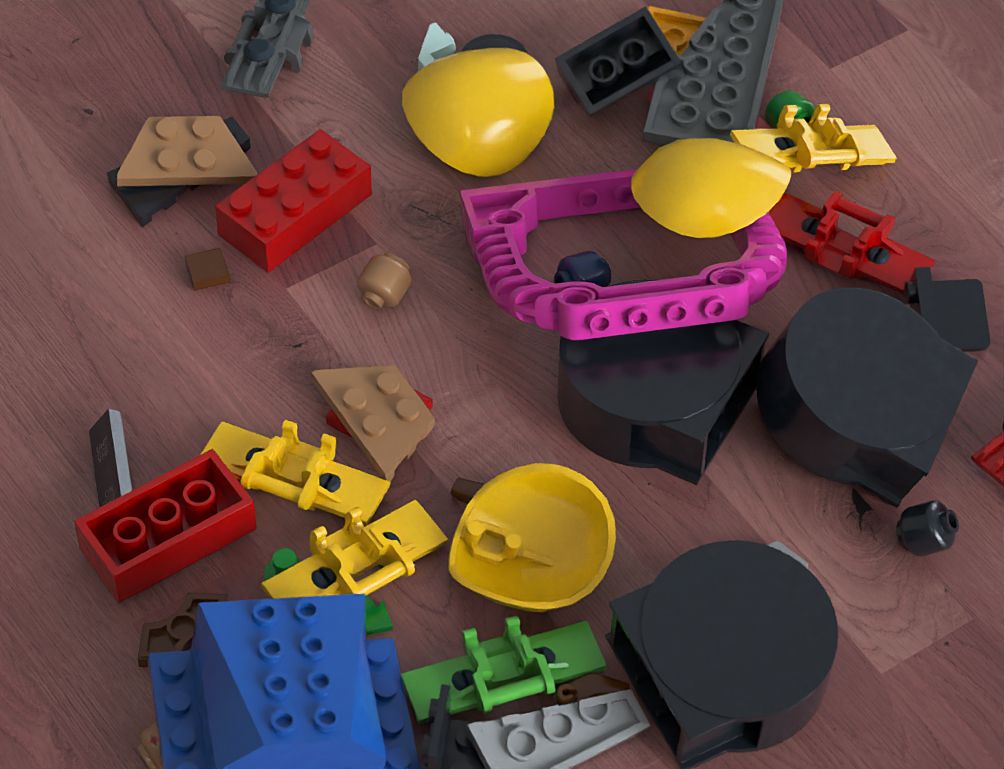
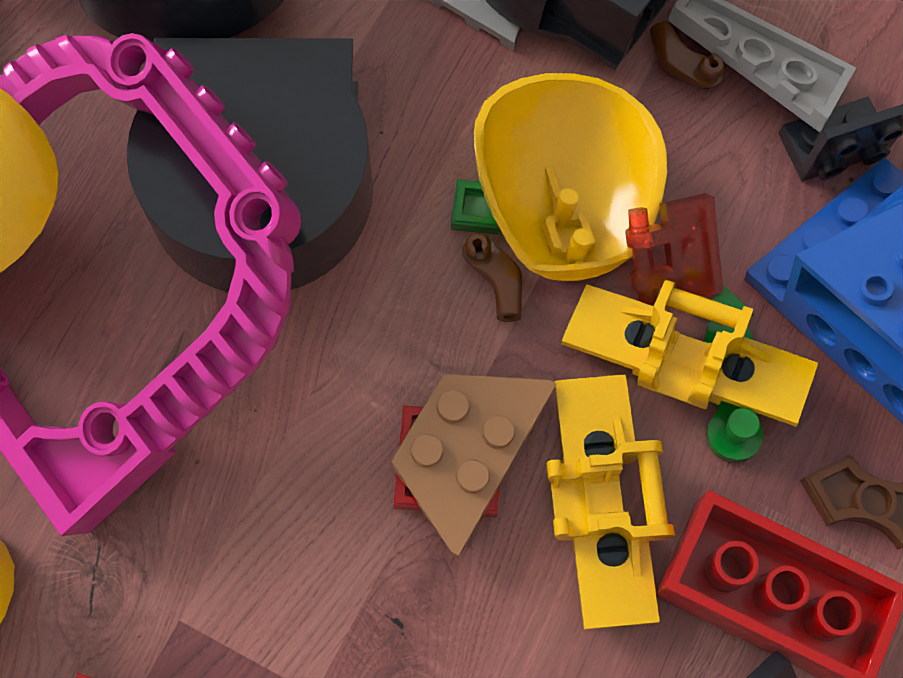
camera: 120 degrees left, 20 degrees up
(384, 281) = (255, 558): medium nougat head -> none
(433, 589) = (689, 243): none -> clear red plate
(541, 658) = (715, 157): bright green piece -> none
(583, 267) = (126, 325): dark blue head -> none

